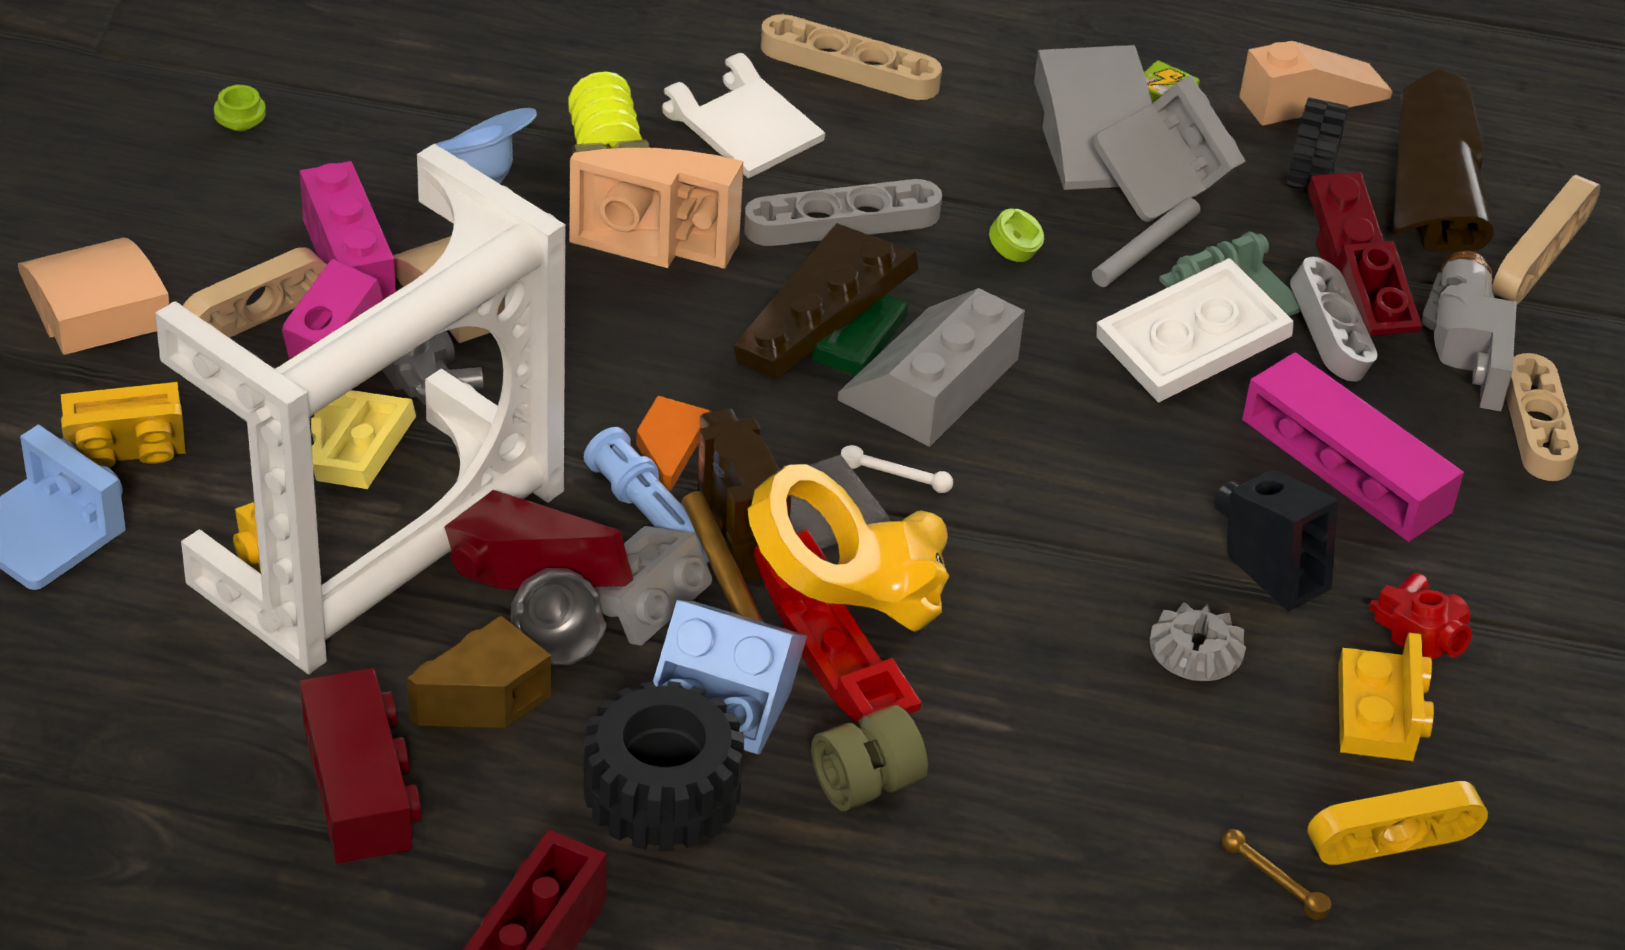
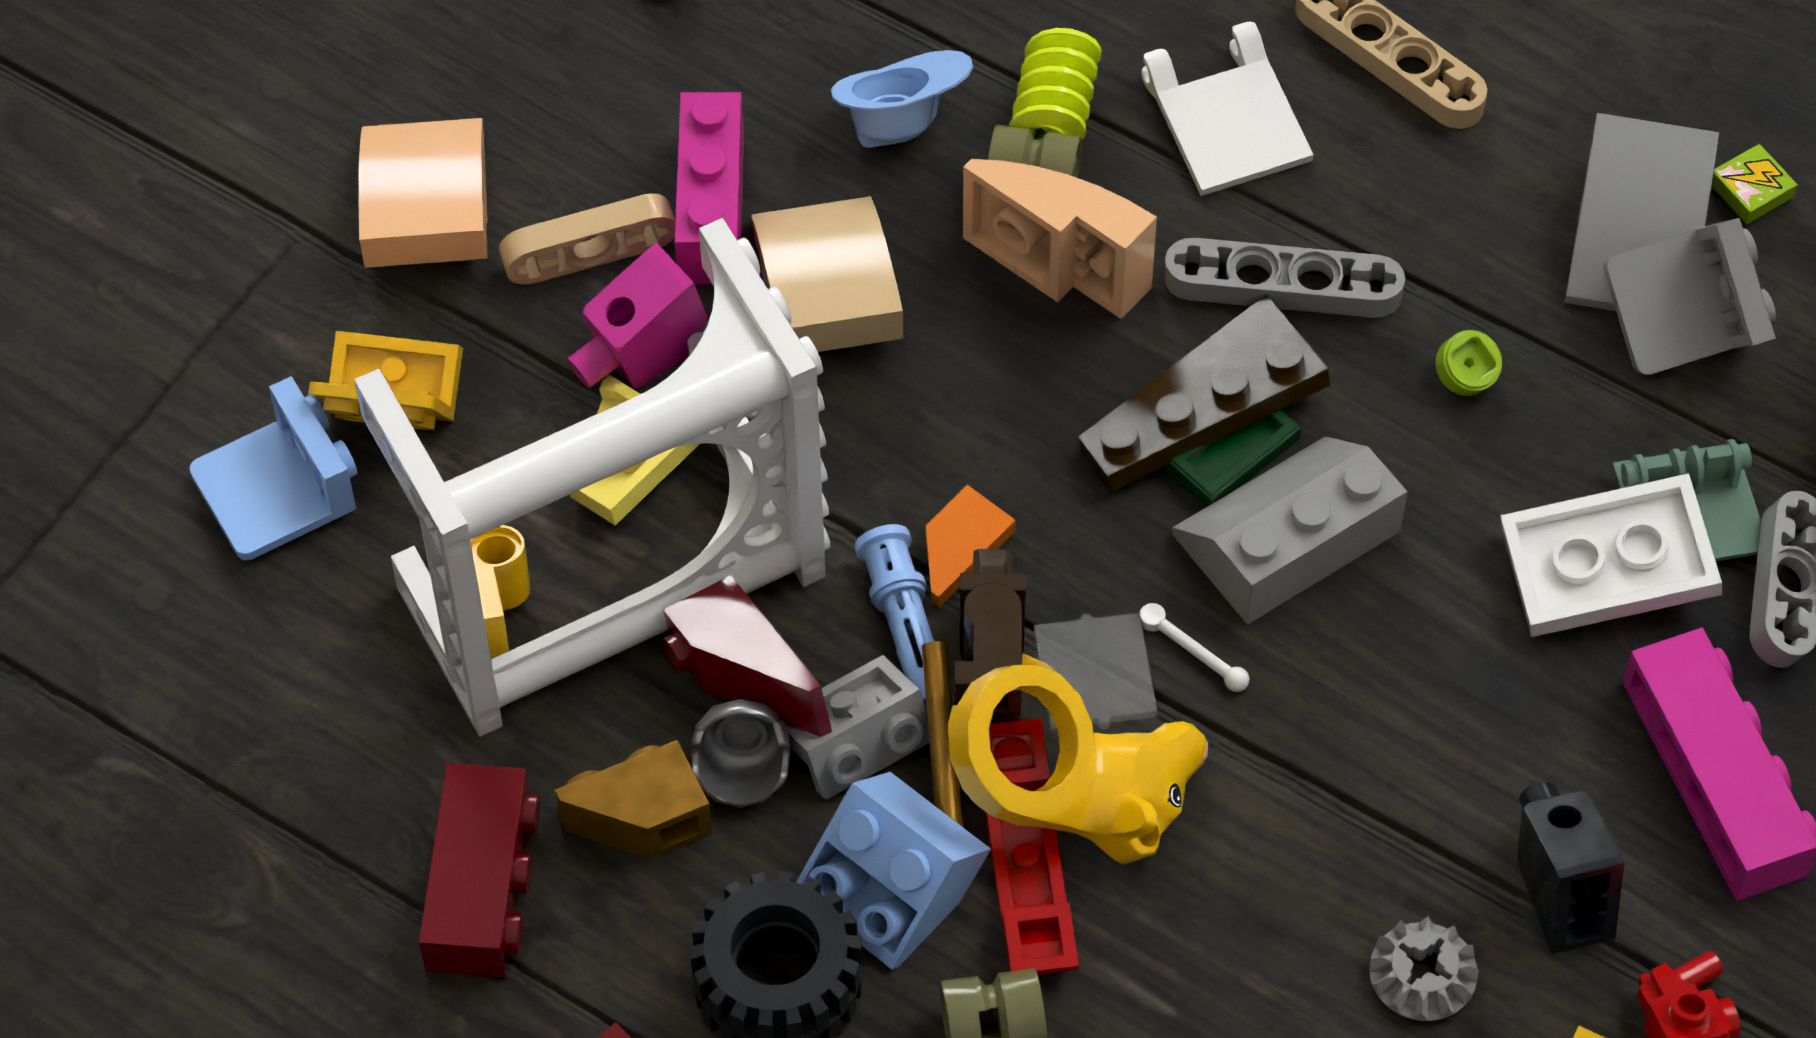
camera: 25 degrees right, 15 degrees up
(1145, 242) = (1623, 407): light grey bar -> none

